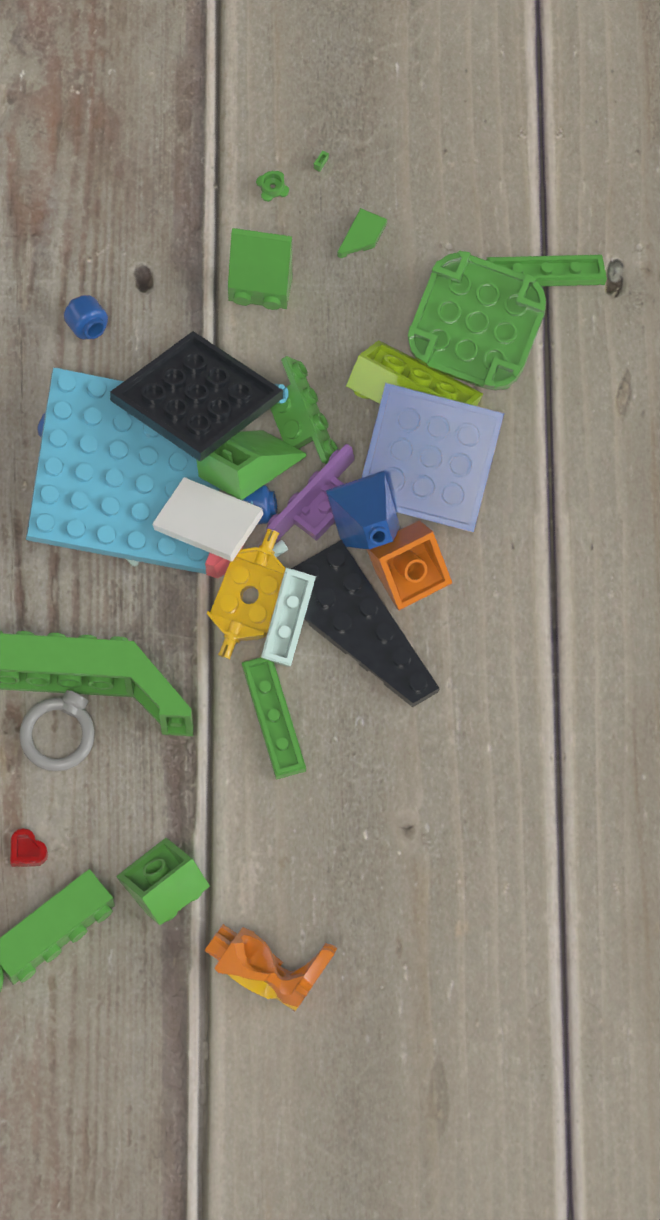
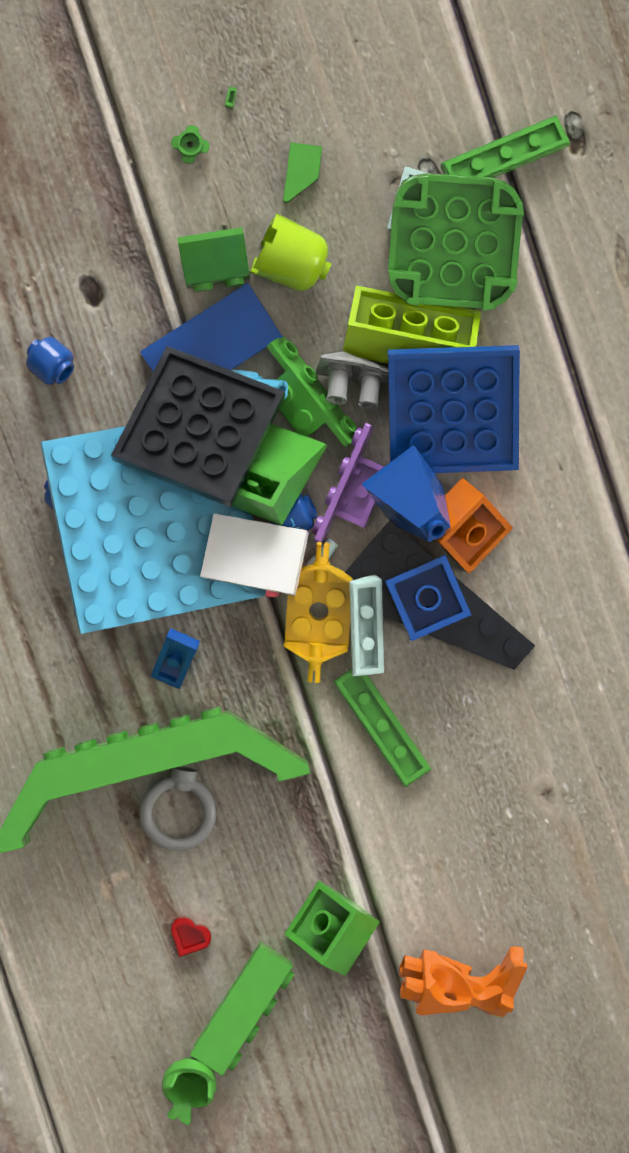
camera: 15 degrees left, 20 degrees up
(105, 595) = (175, 658): none -> blue slope
(253, 340) = (221, 334): none -> blue tile
(328, 292) = (291, 255): none -> lime cylinder
(350, 401) = (345, 367): none -> light grey connector
(352, 604) = (427, 598): none -> blue brick

